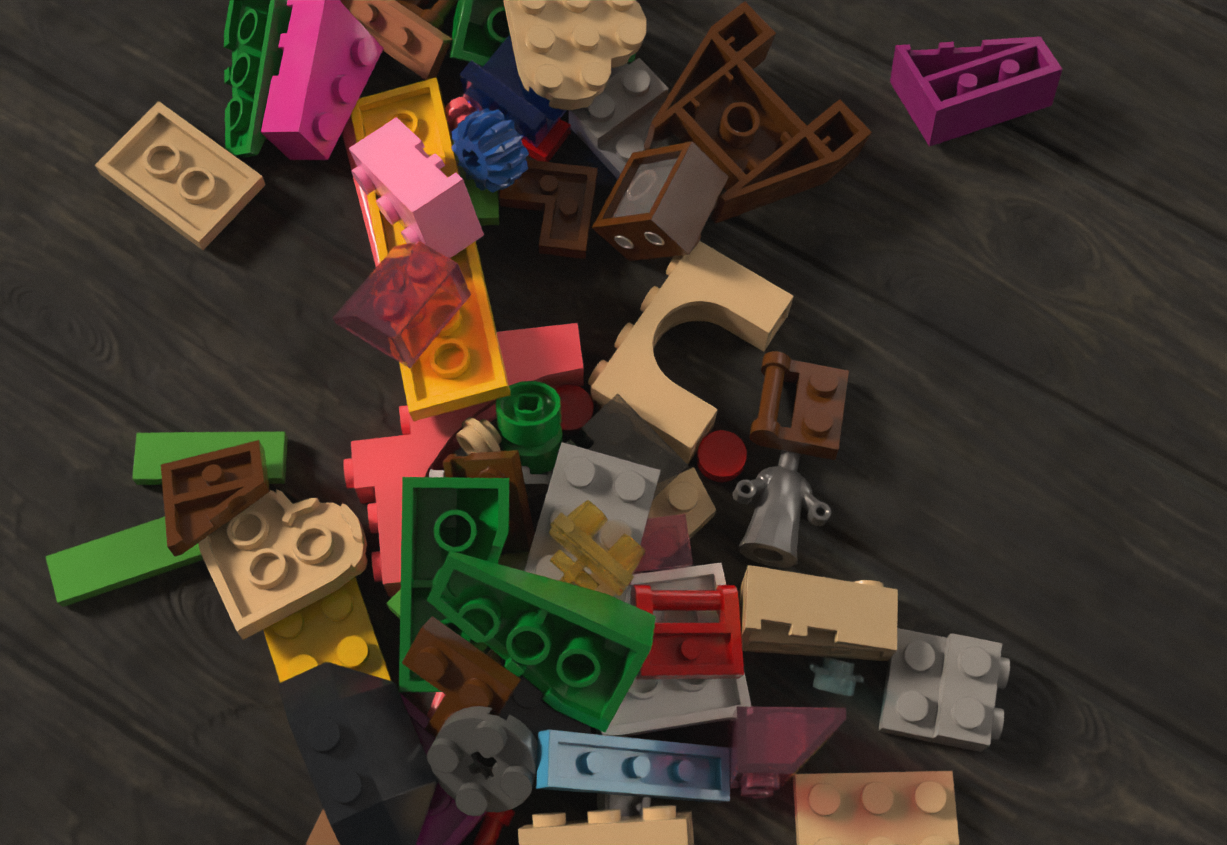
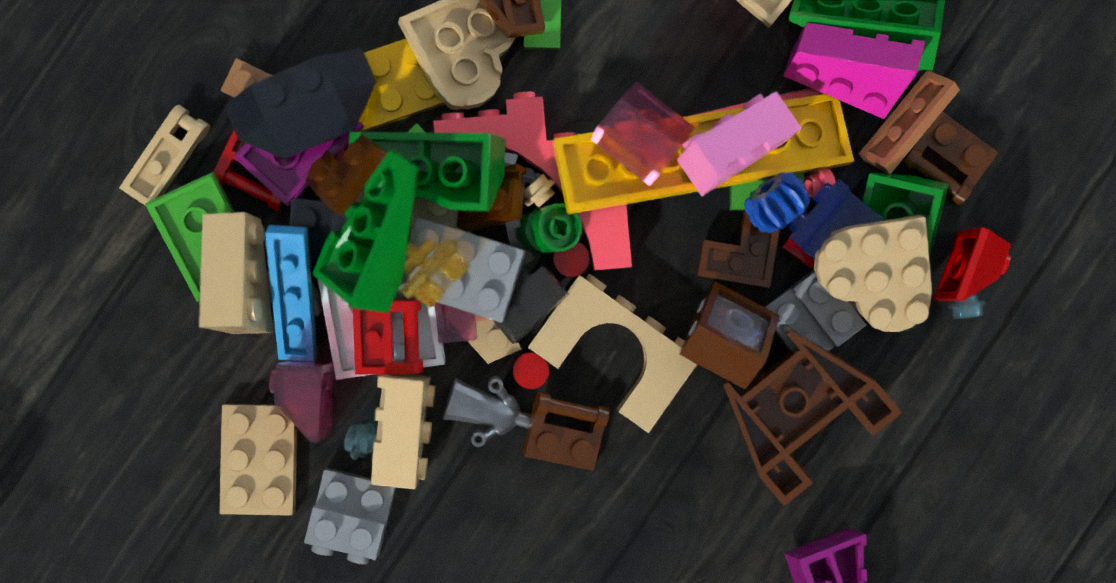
camera: 90 degrees right, 20 degrees up
(473, 784) = (292, 190): dark grey plate -> none

